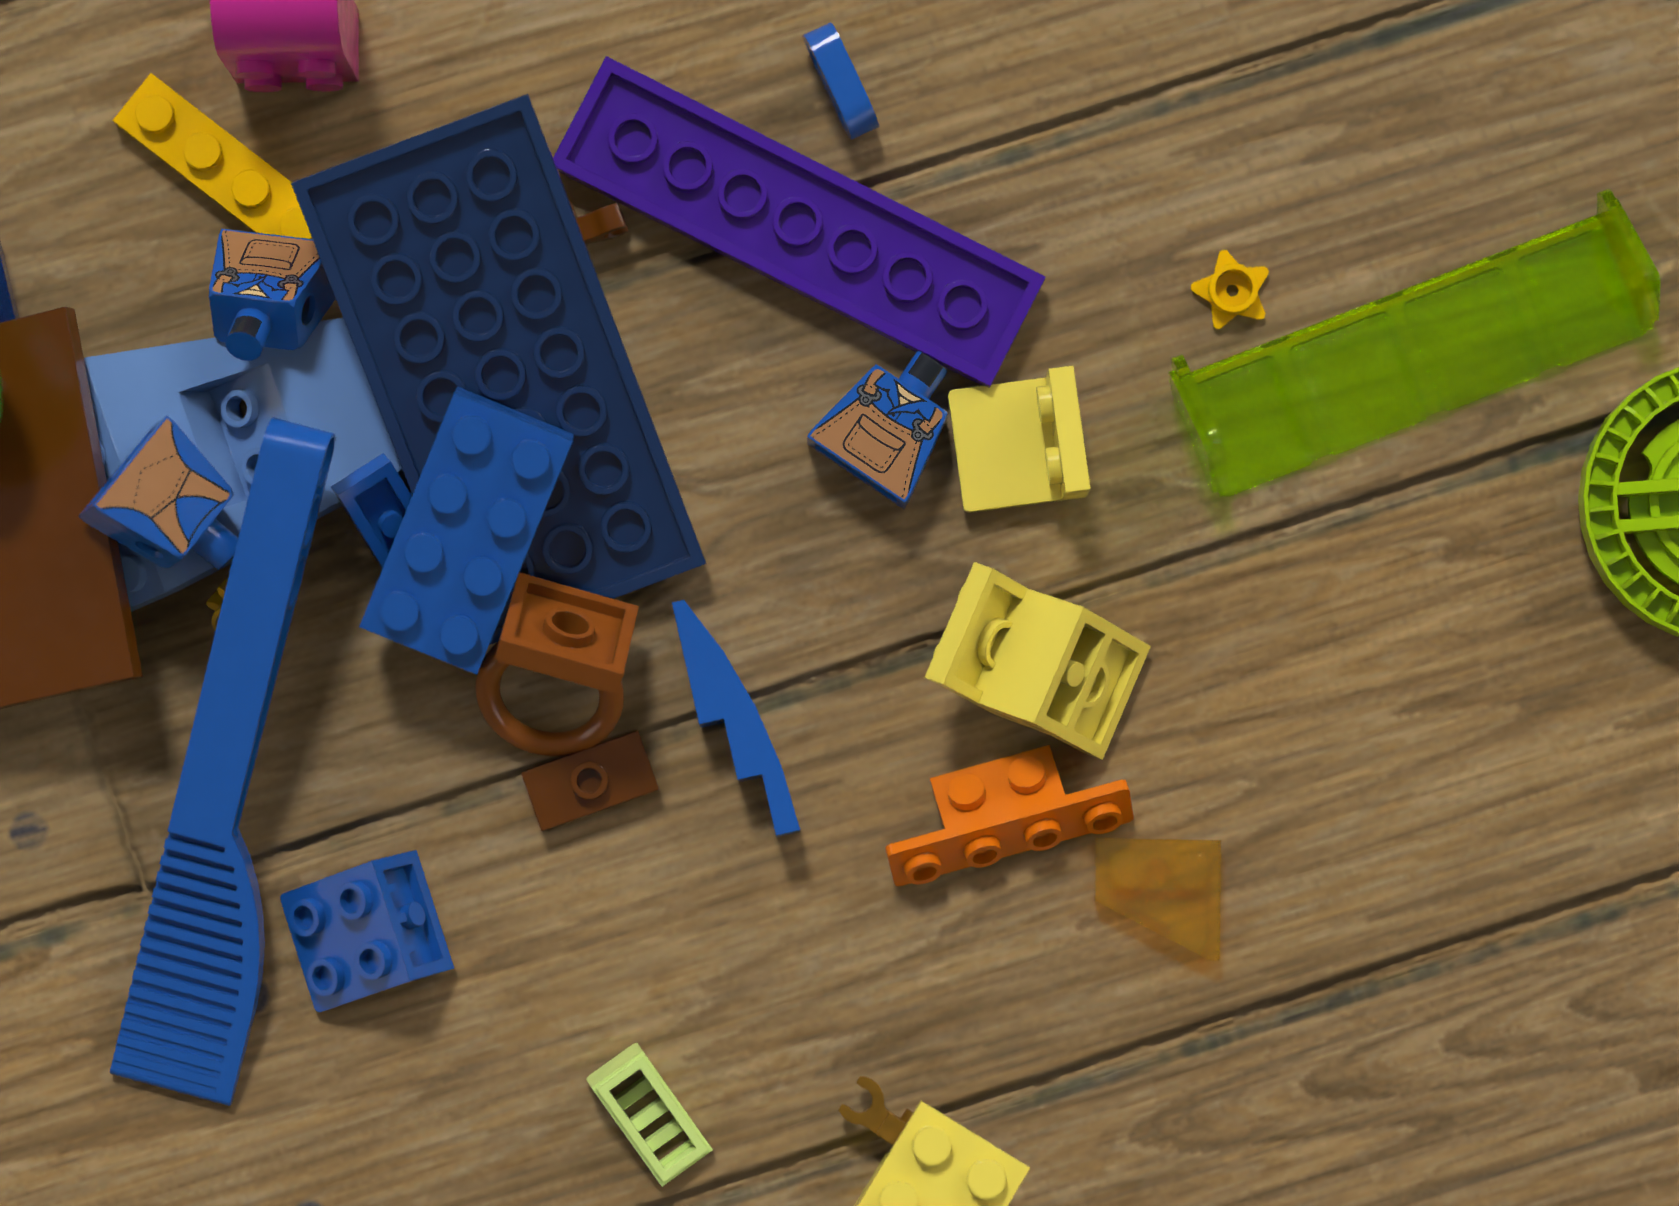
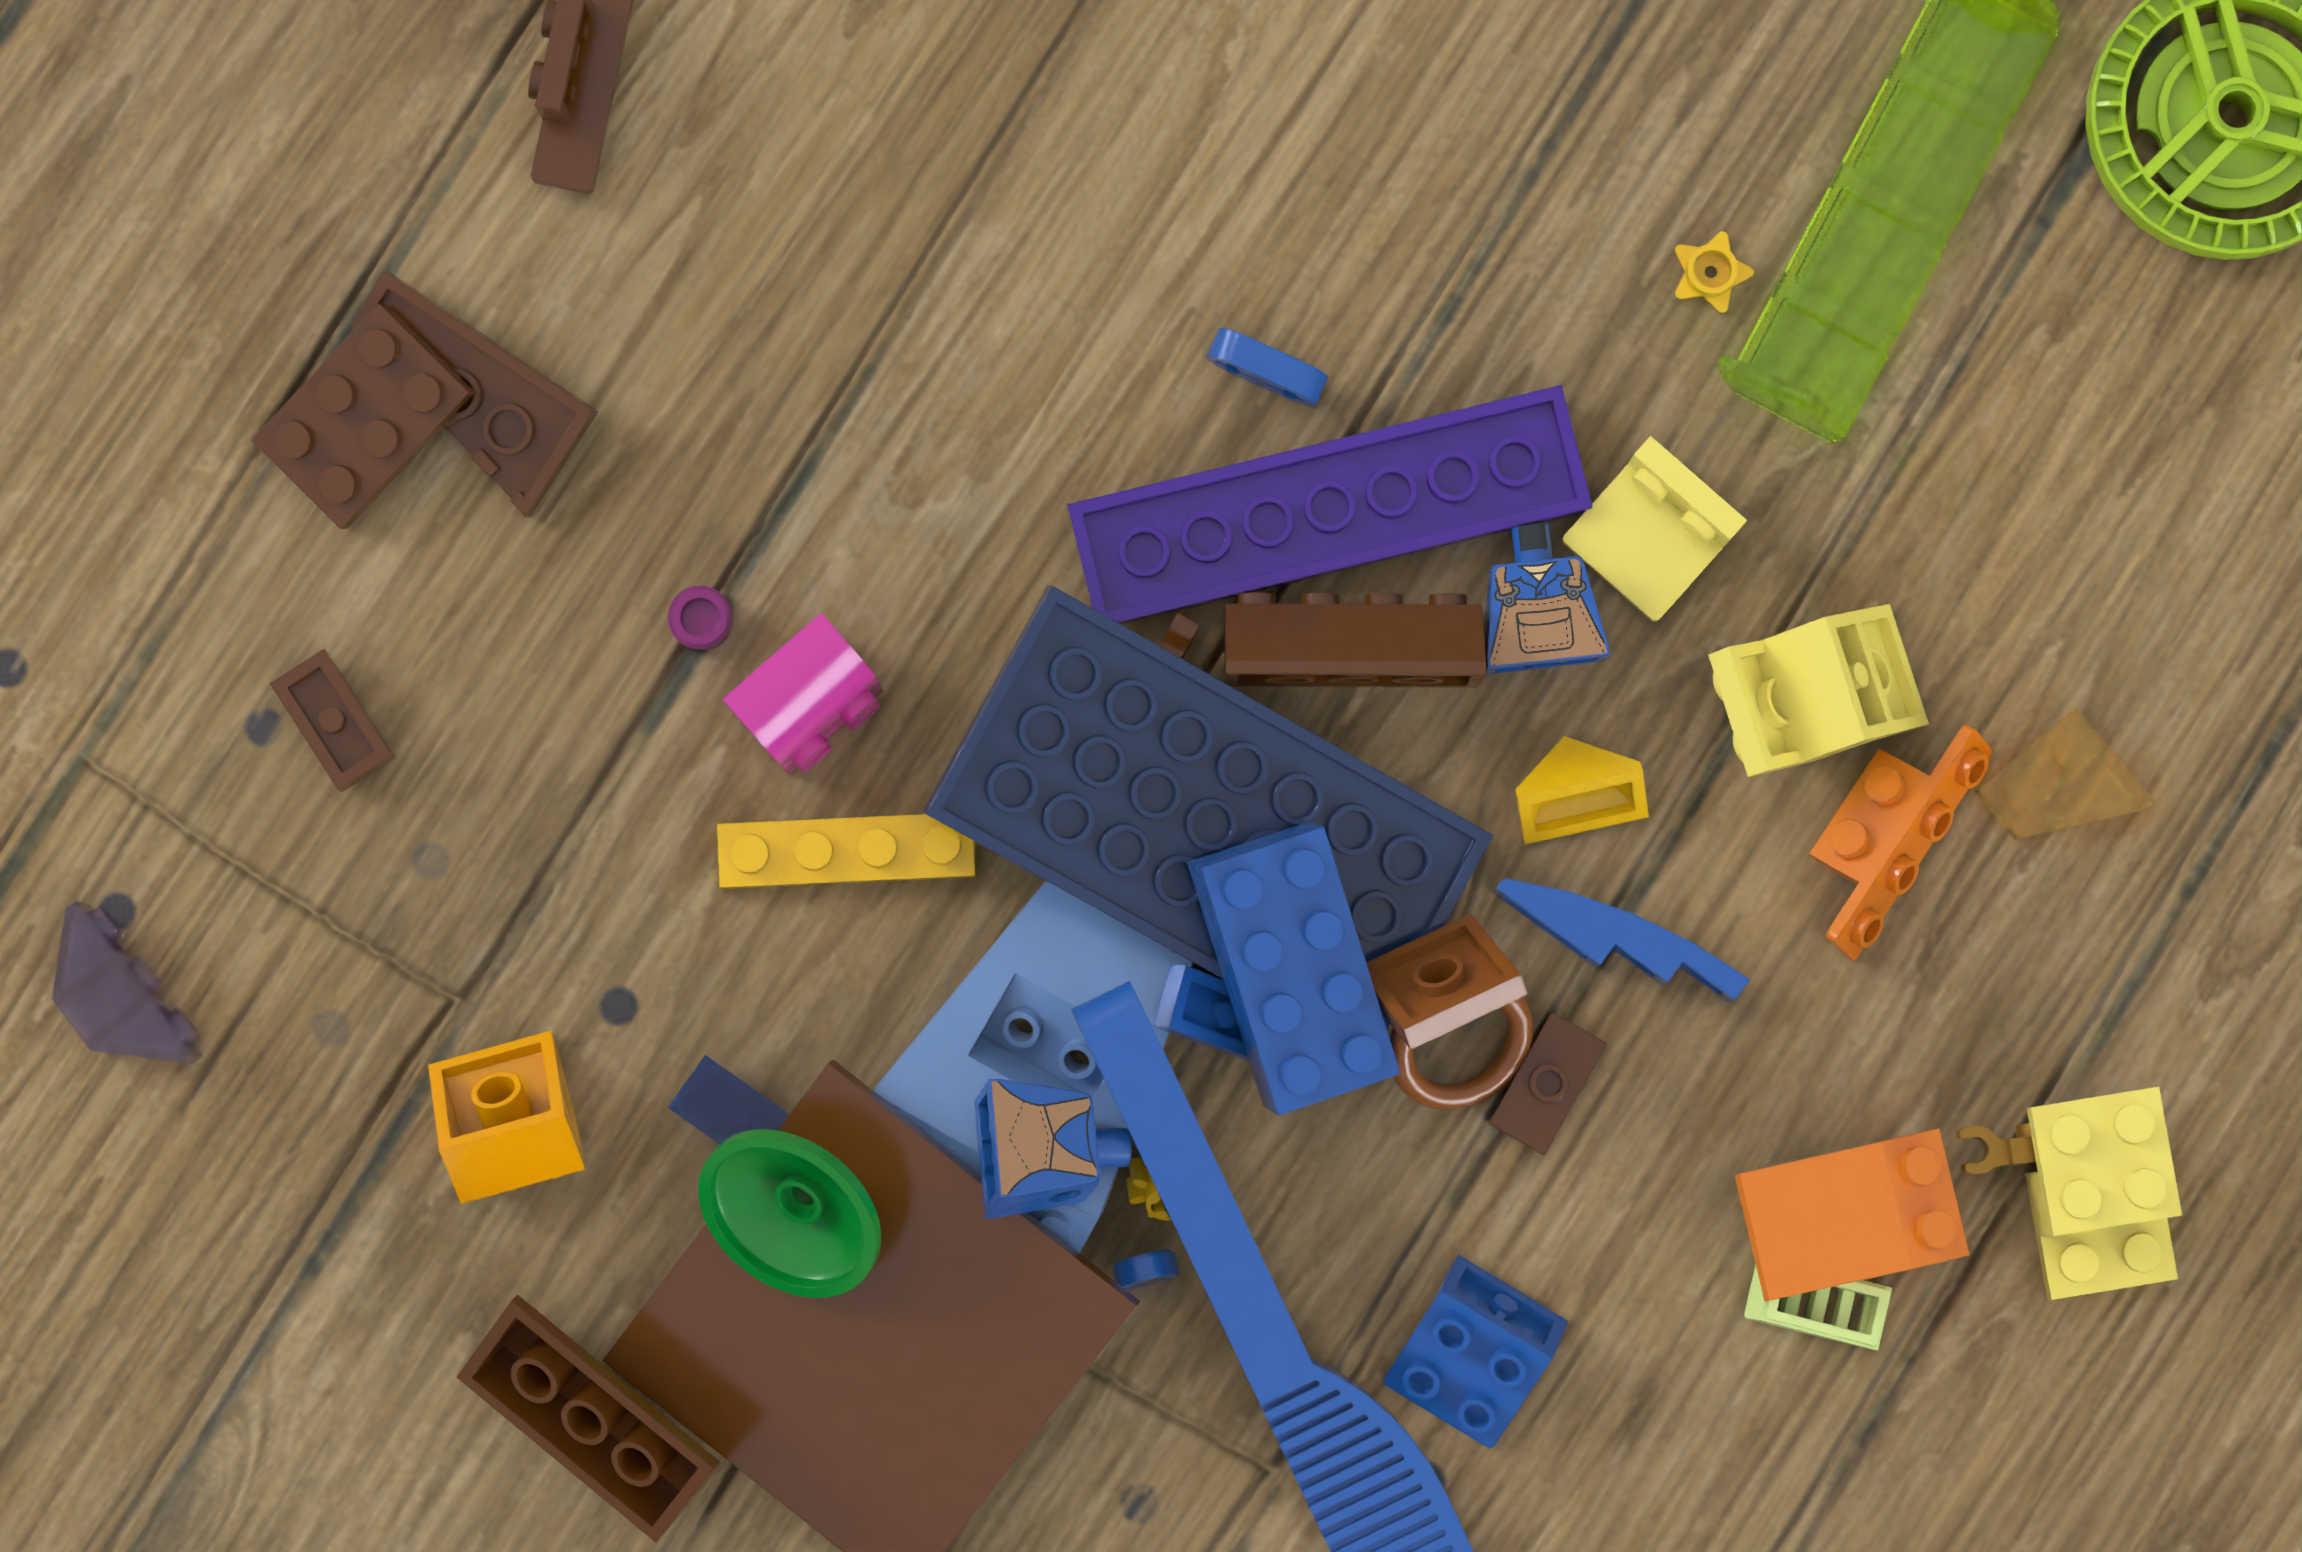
camera: 40 degrees left, 0 degrees up
(176, 663) = (1146, 1269): none -> blue tile
(266, 292) = (968, 915): torso -> none
(723, 333) = (1354, 643): none -> reddish brown slope
(724, 1068) = (1852, 1215): none -> orange slope
(799, 586) = (1579, 791): none -> yellow slope

